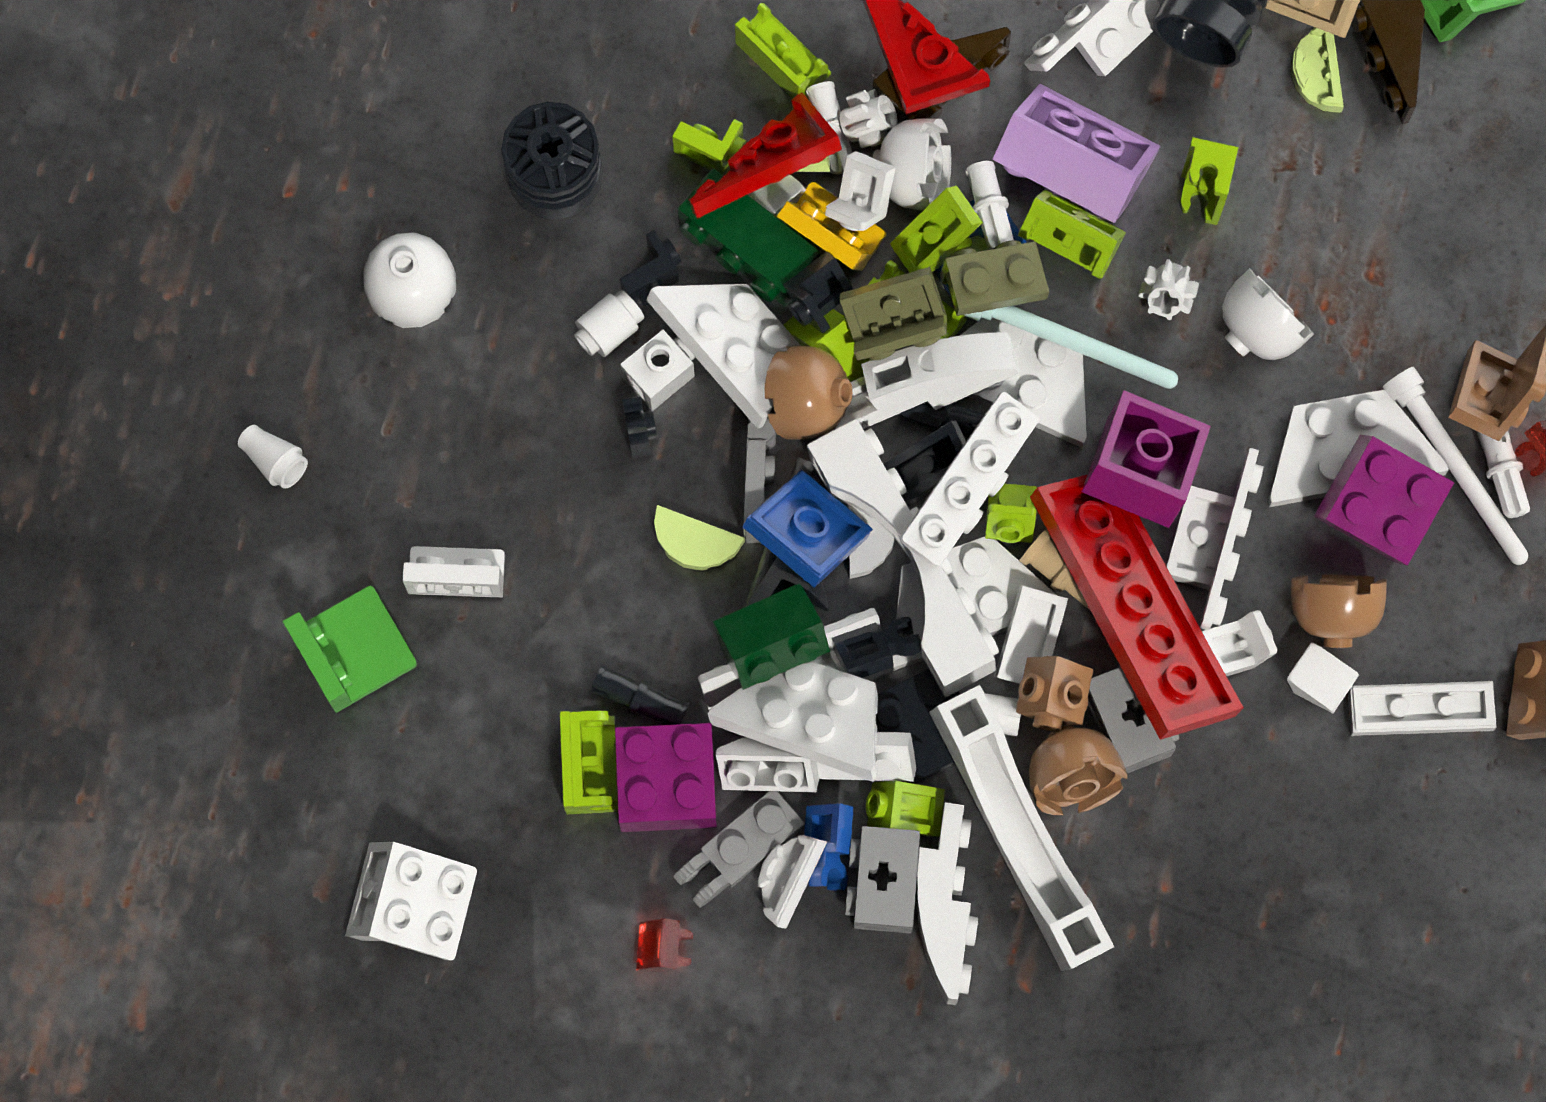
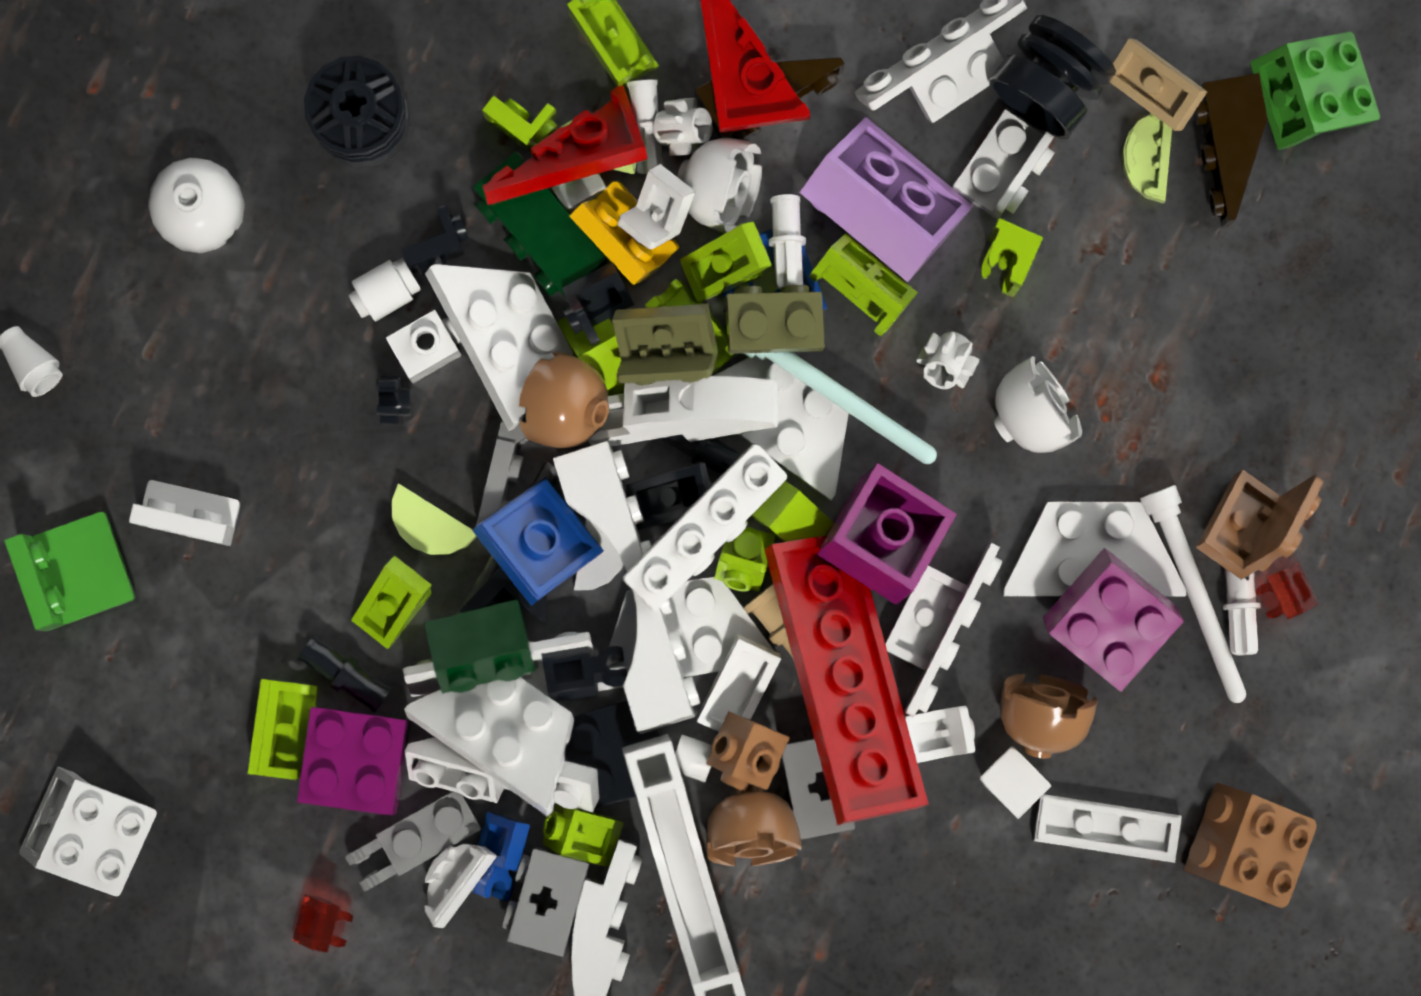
camera: 10 degrees right, 10 degrees up
(674, 617) = (392, 602): none -> lime slope
(1045, 461) = (791, 515): none -> lime slope
(1181, 102) = (1002, 165): none -> white bracket

